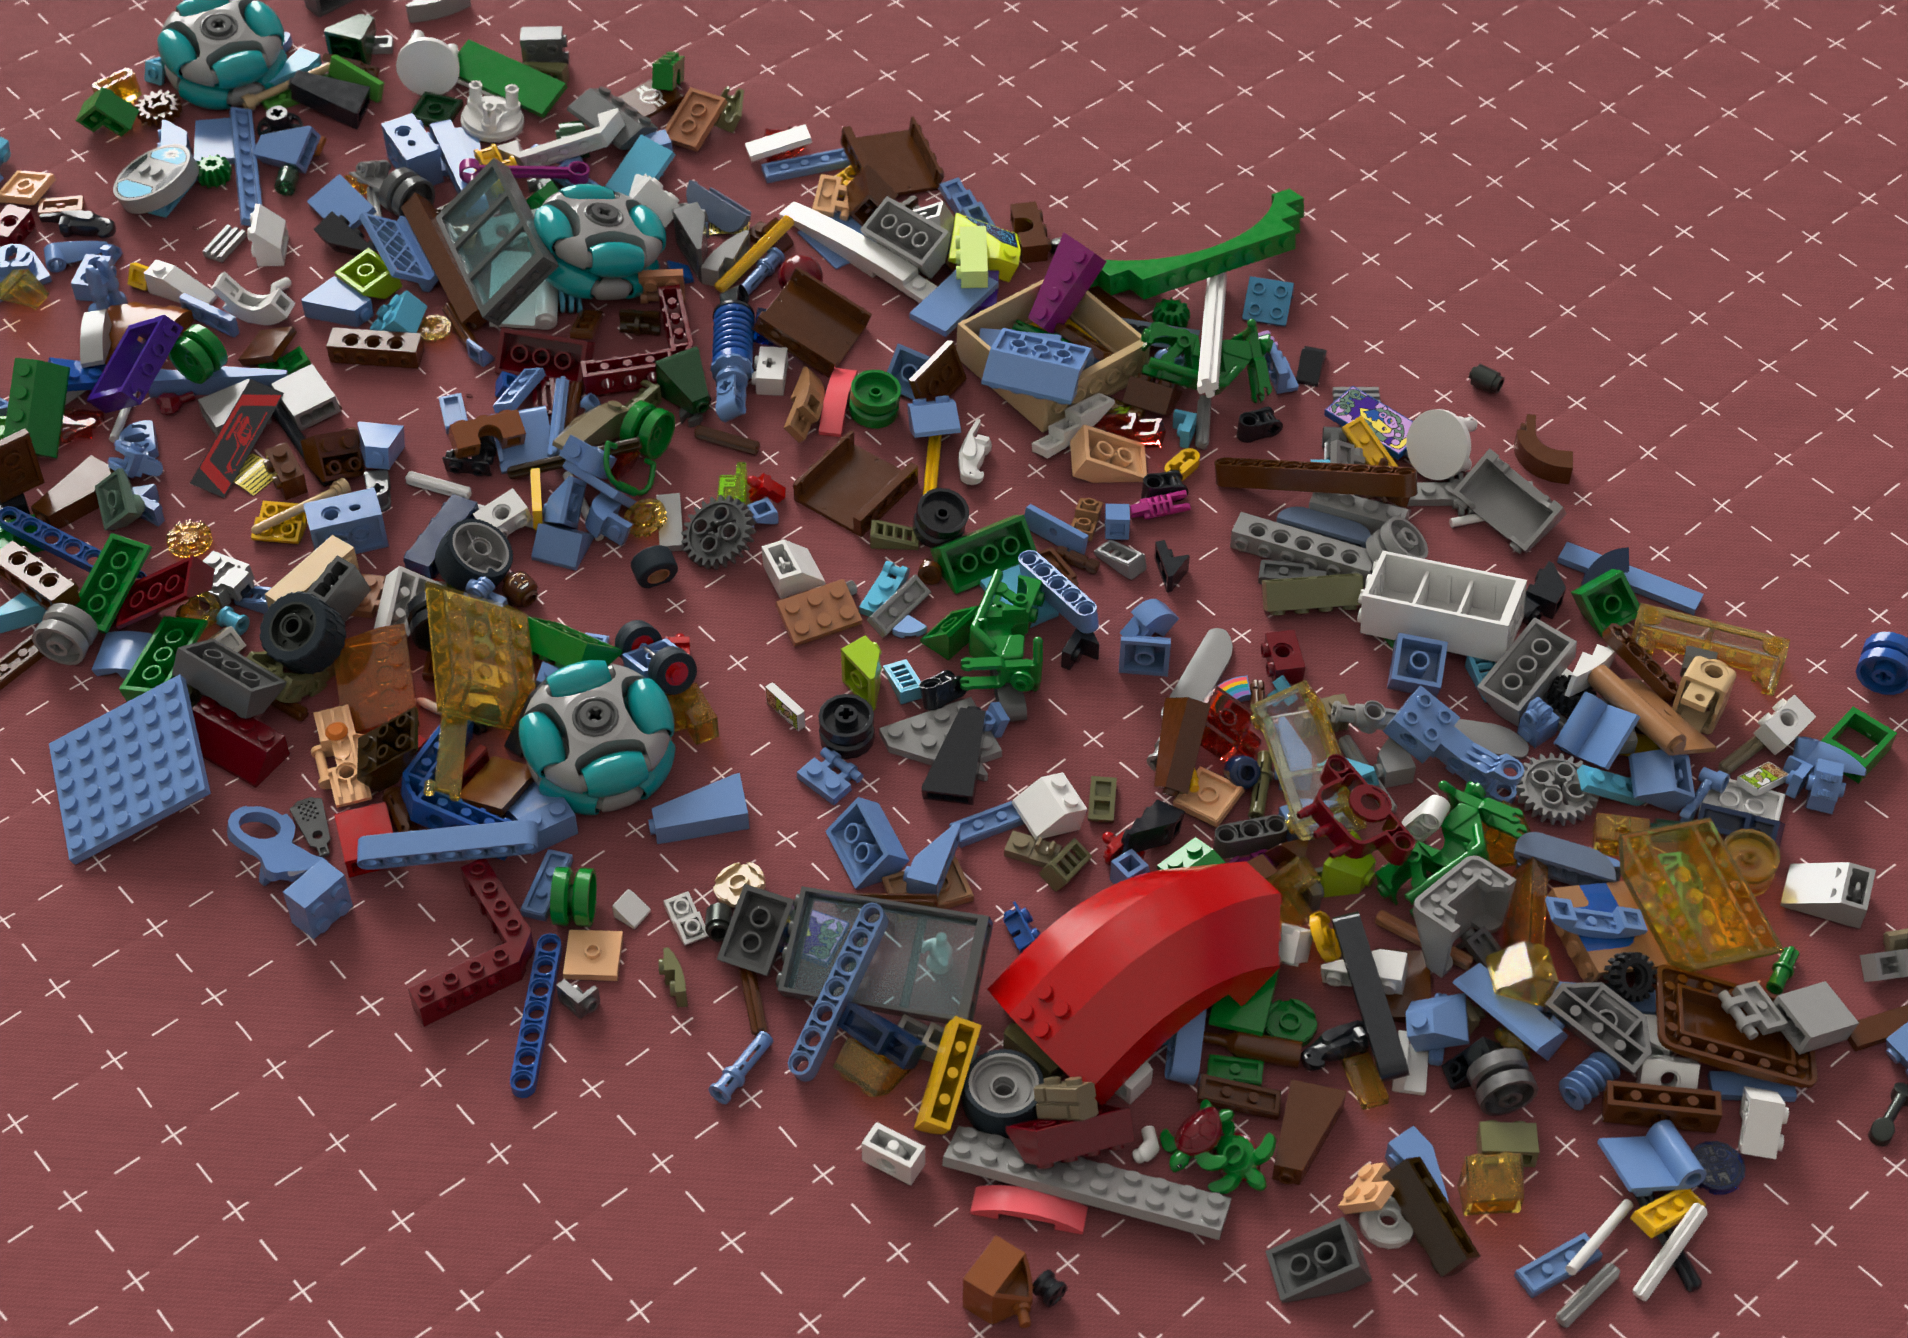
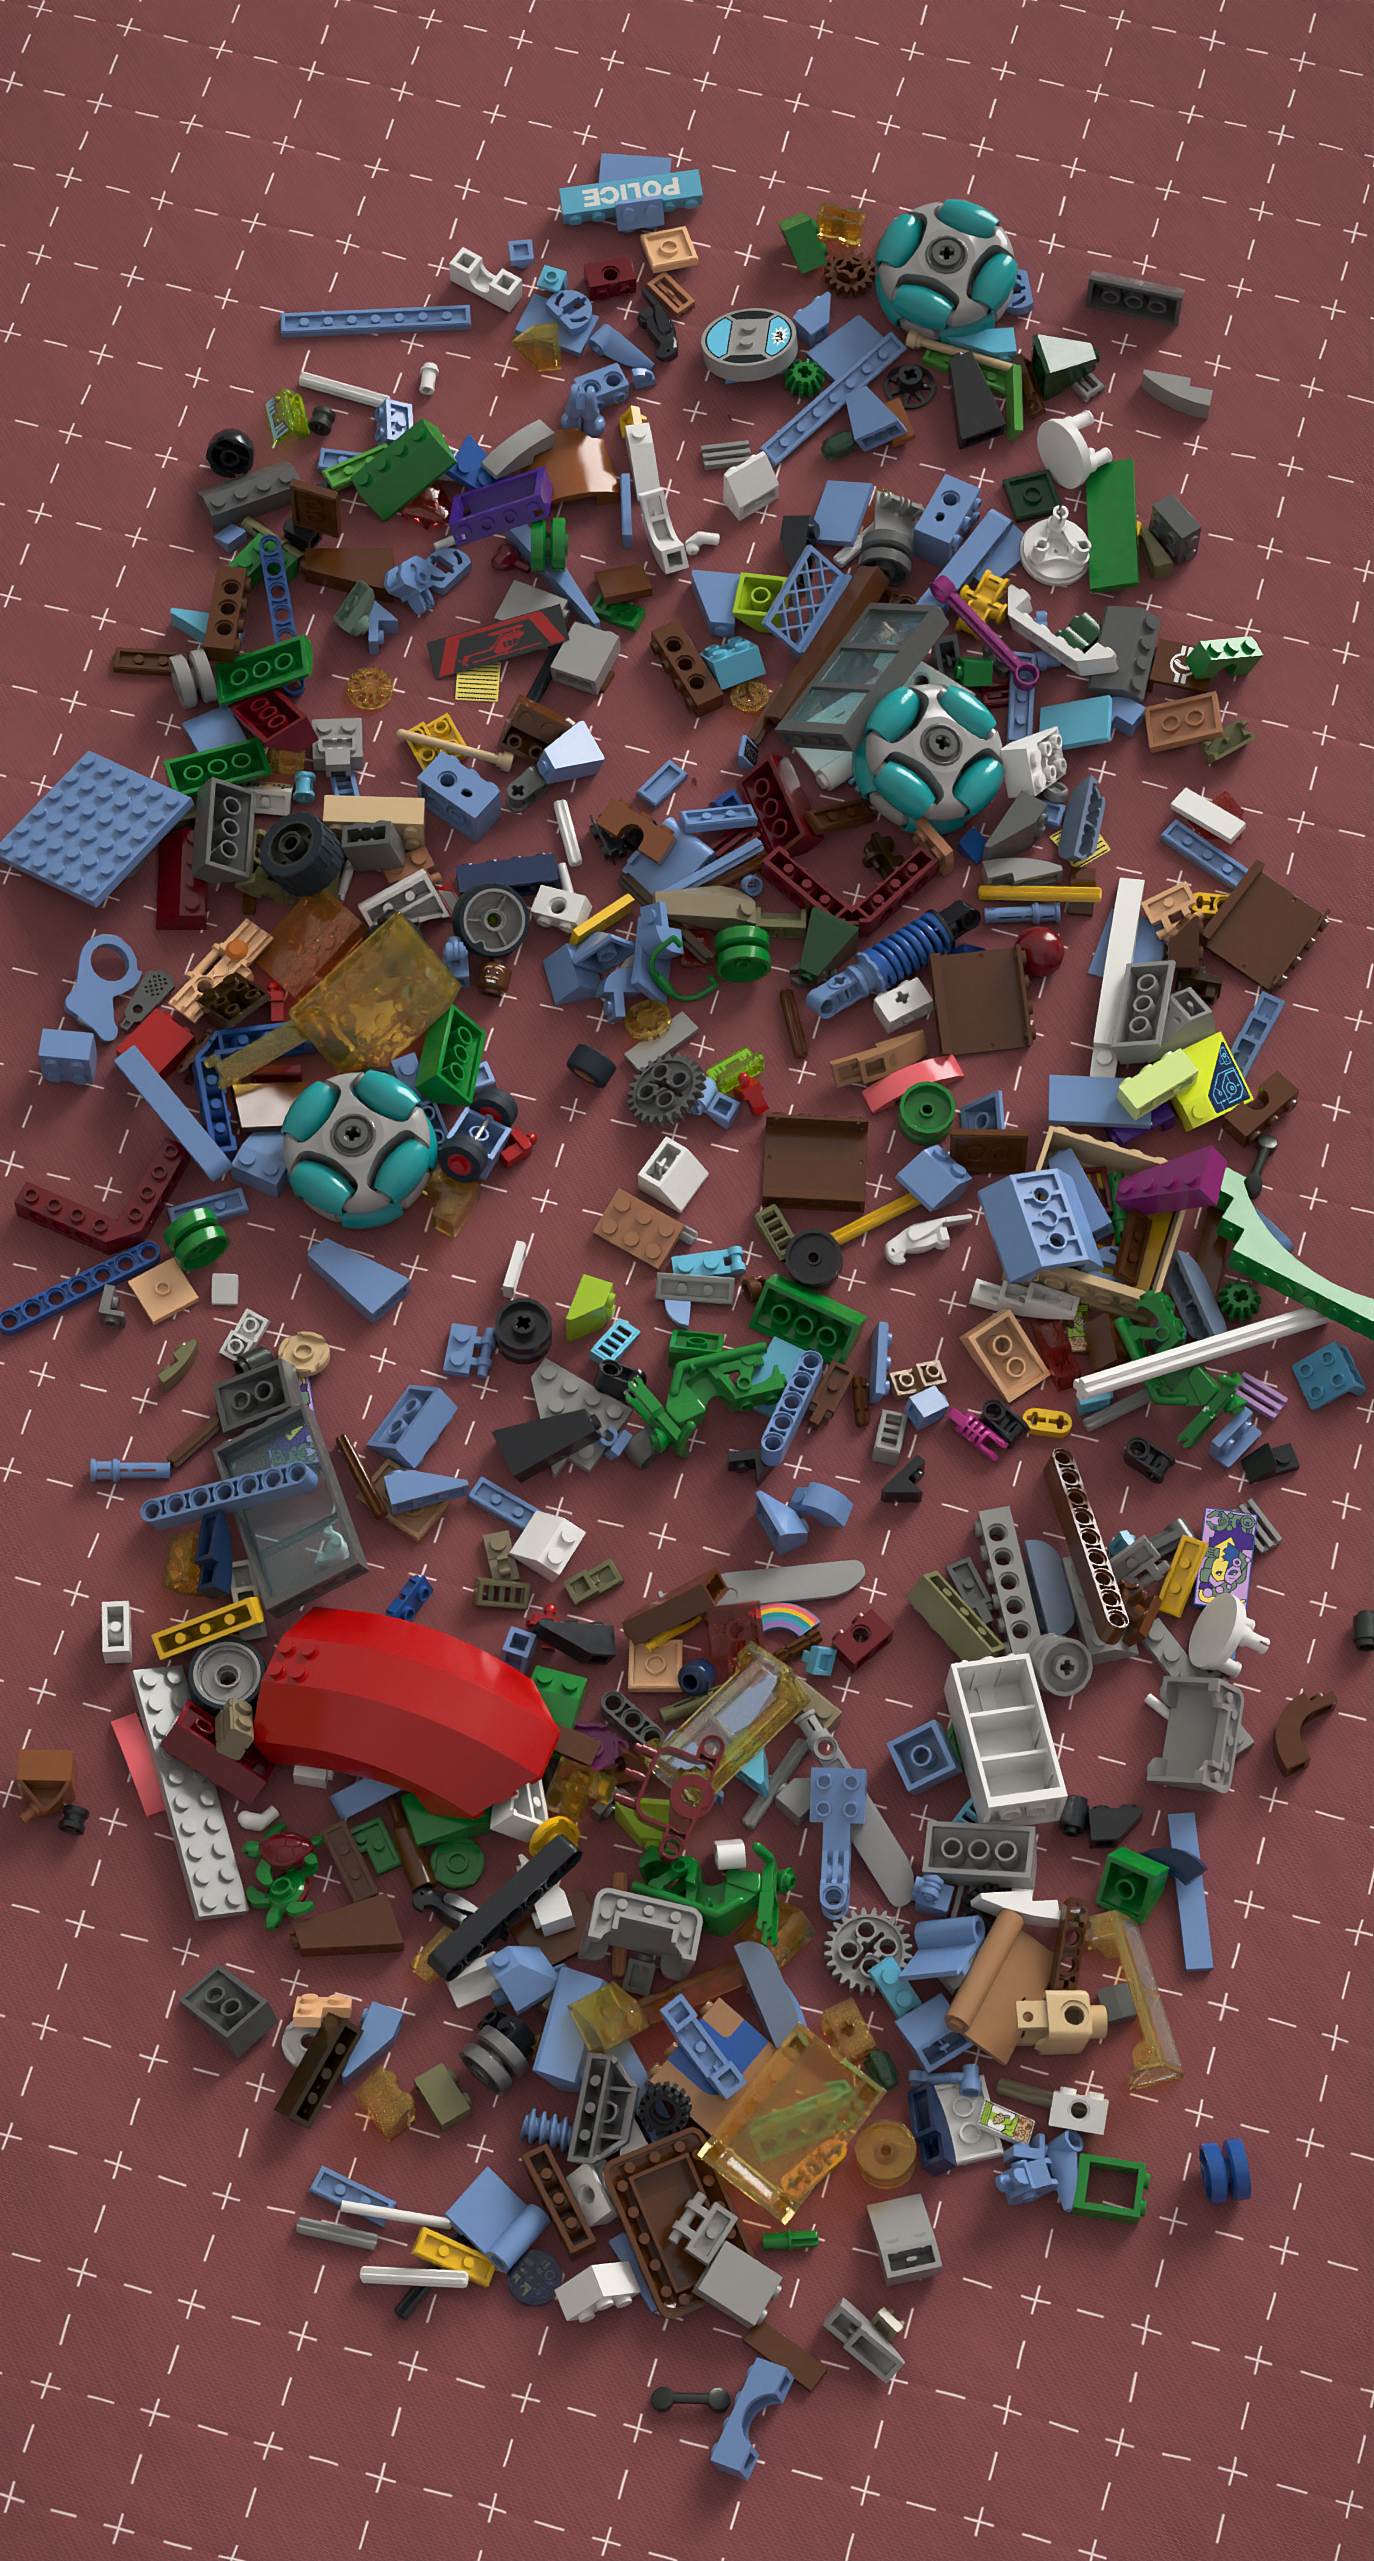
camera: 55 degrees right, 15 degrees up
(285, 471) = (489, 706): reddish brown brick -> none

